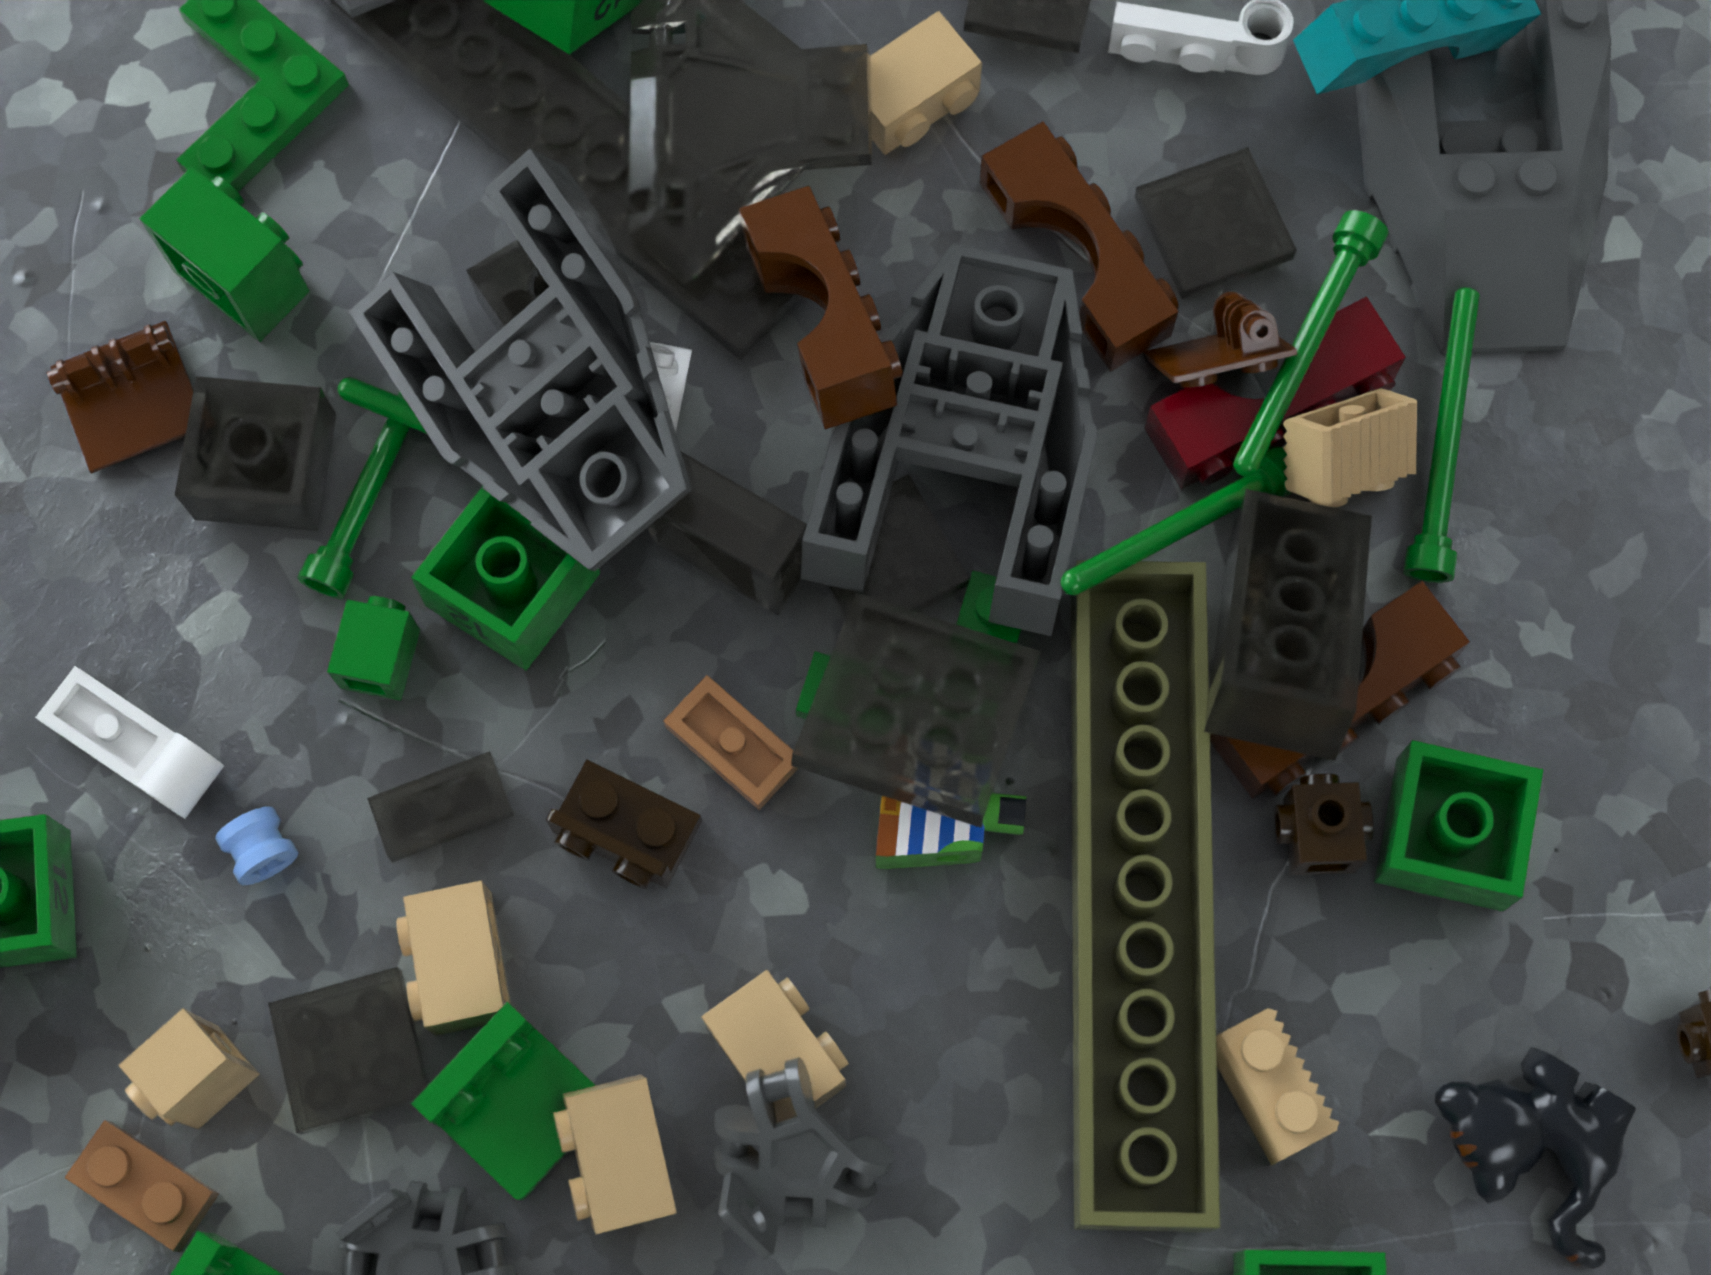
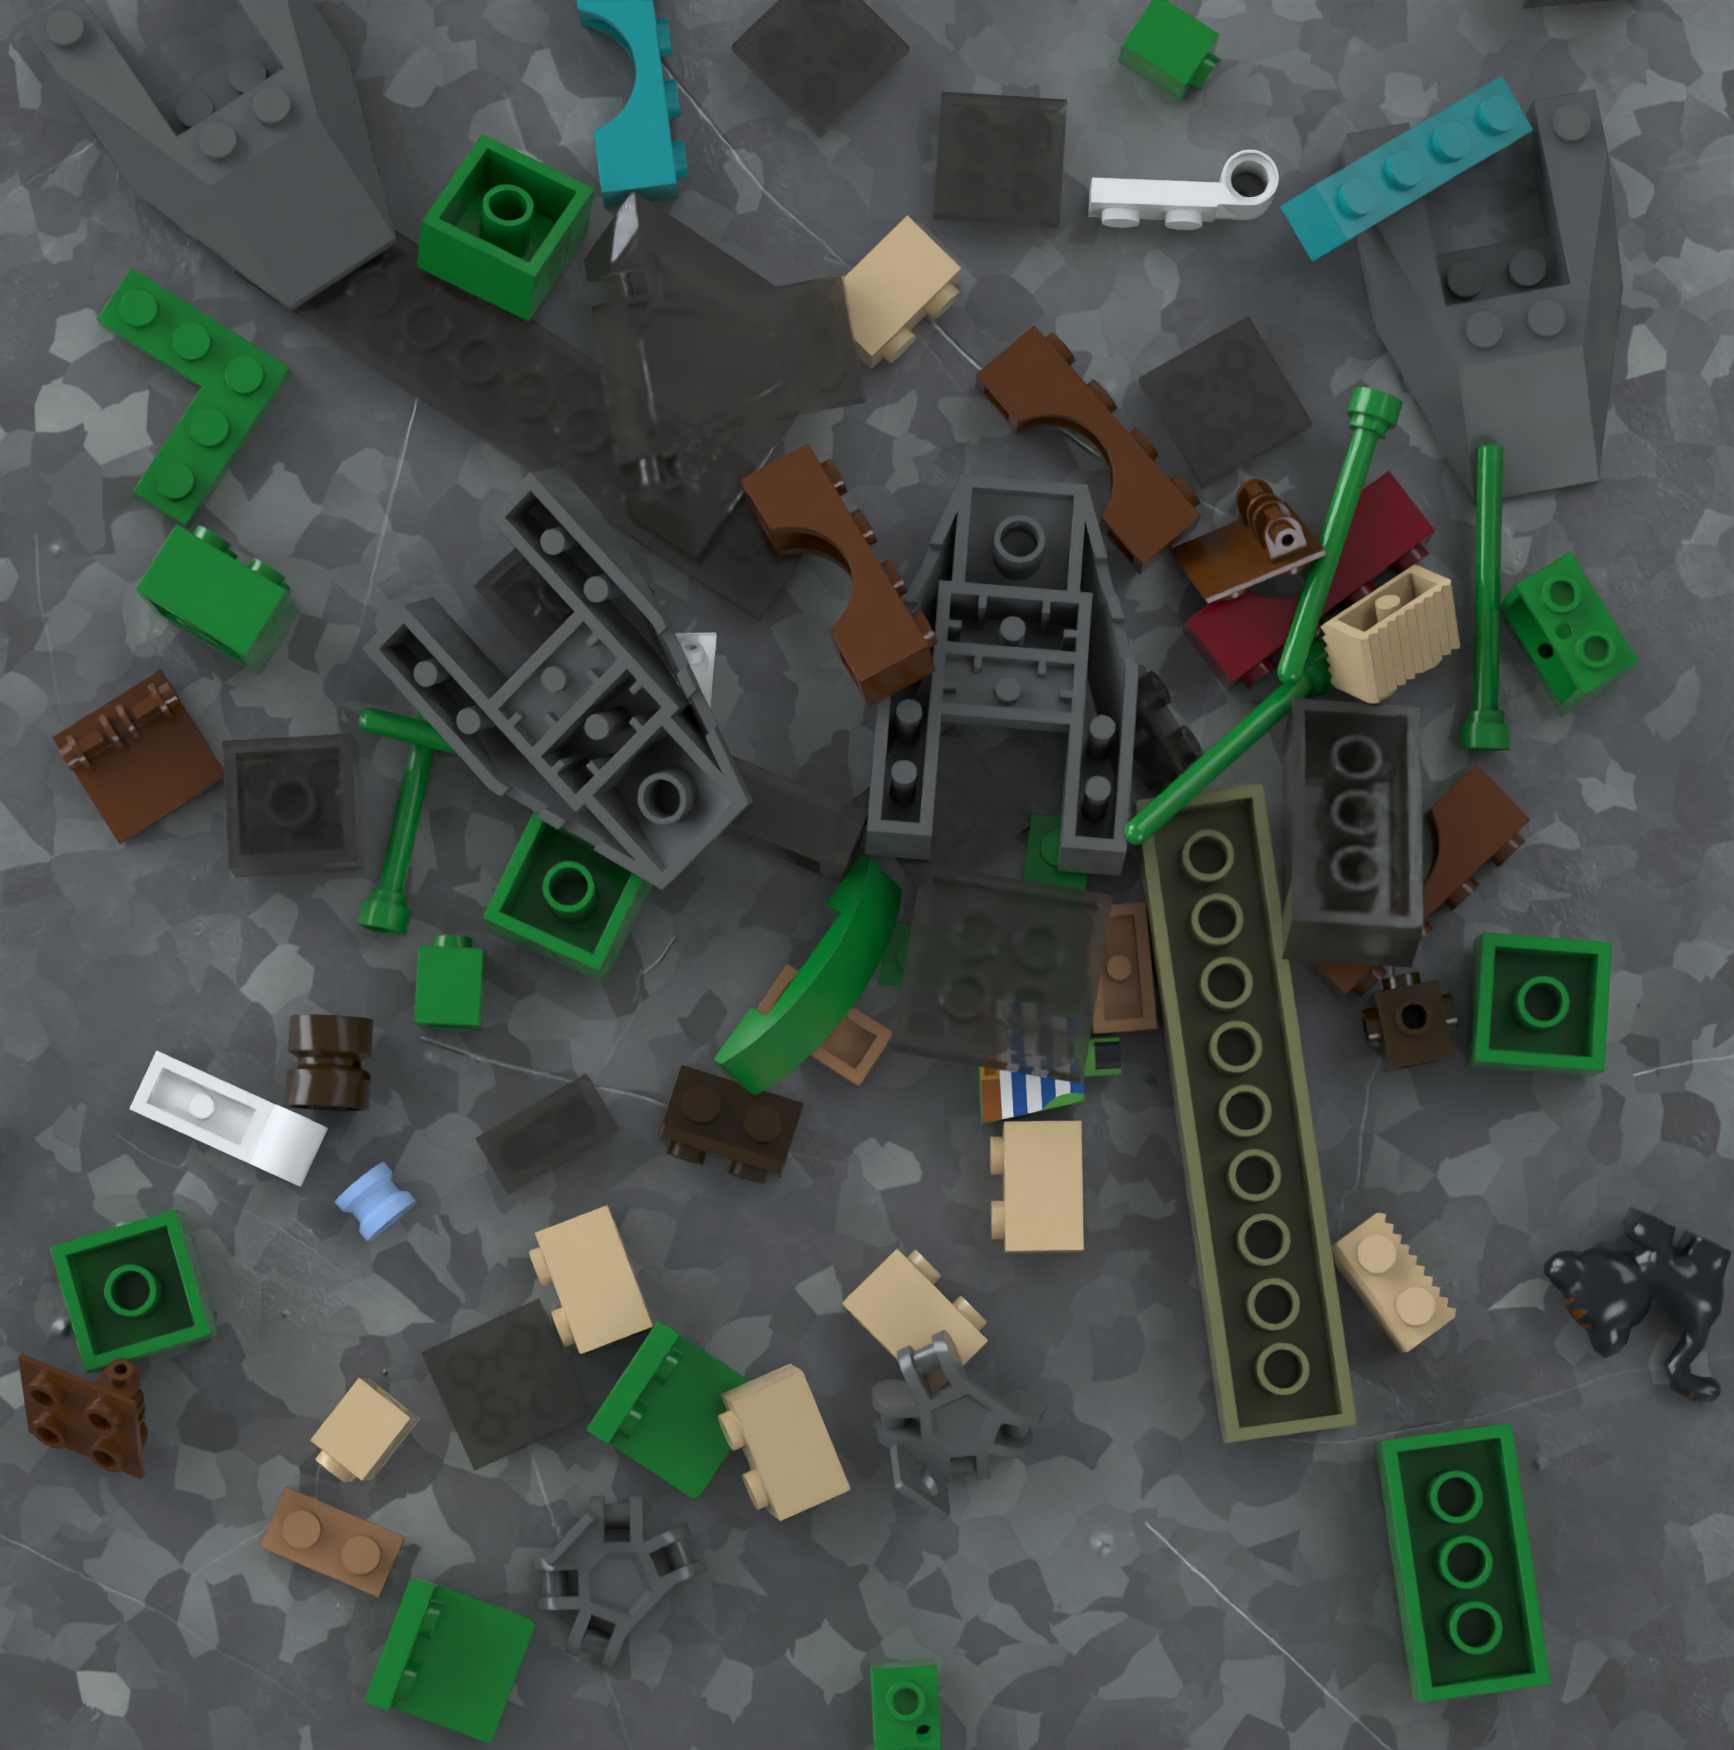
camera: 15 degrees left, 10 degrees up
(239, 702) = (329, 1062): none -> dark brown wheel
(736, 700) = (824, 988): none -> green slope
(924, 933) = (1040, 1187): none -> tan brick
(1040, 744) = (1126, 980): none -> medium nougat plate
(1113, 520) = (1168, 746): none -> clear smoke hinge
(1541, 490) = (1567, 614): none -> green window

